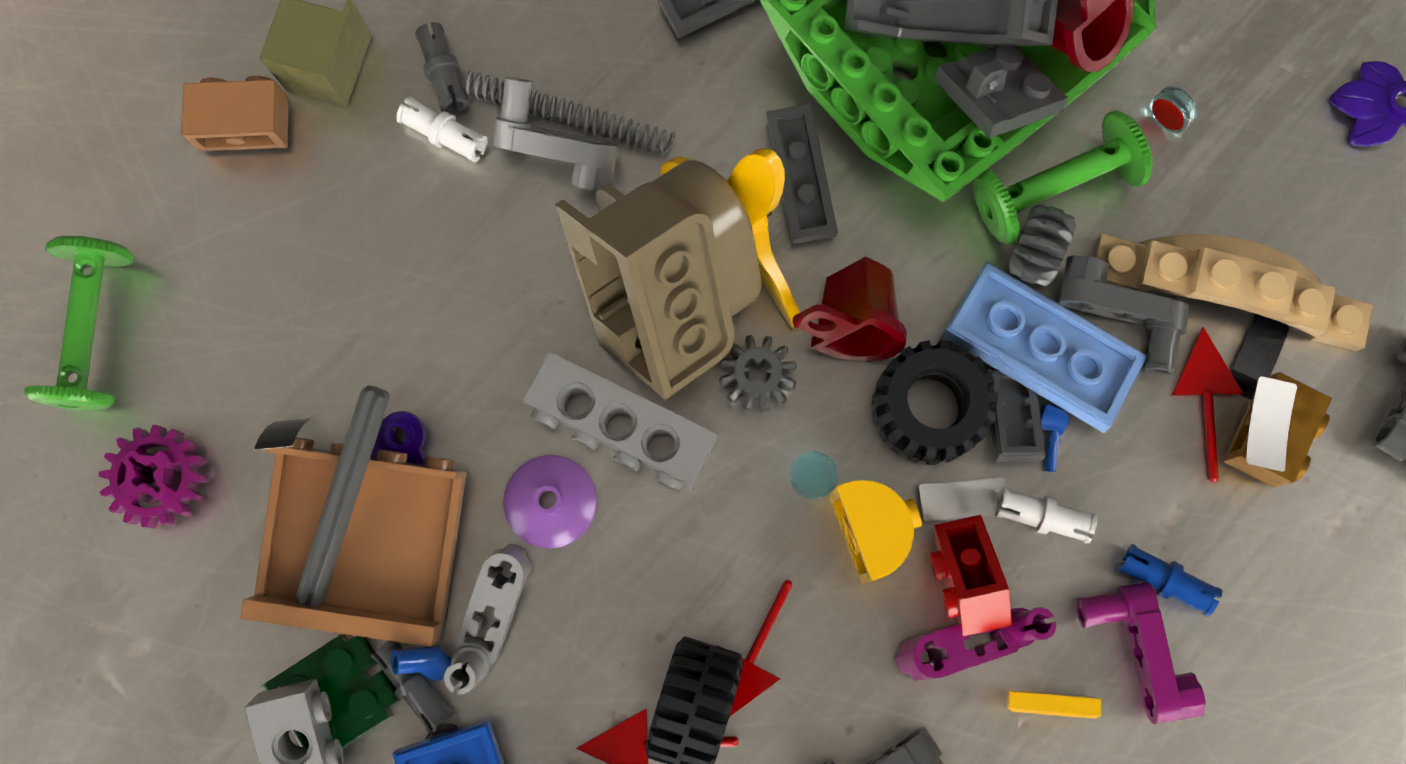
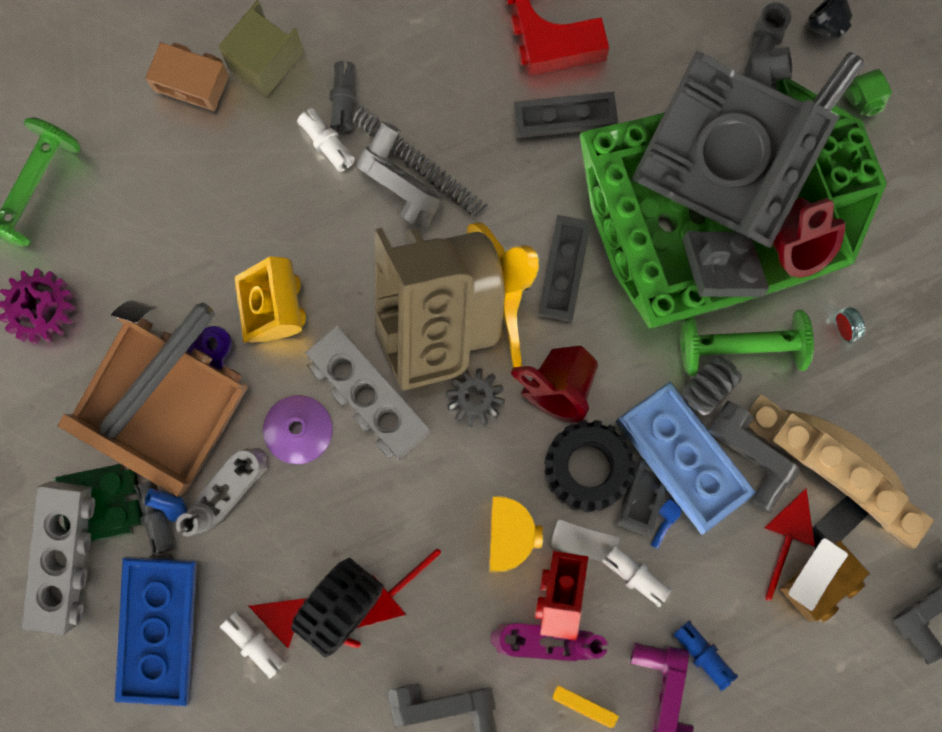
camera: 20 degrees right, 0 degrees up
(450, 354) = (269, 301): none -> yellow brick
(813, 475) = (486, 483): clear light blue tile -> none

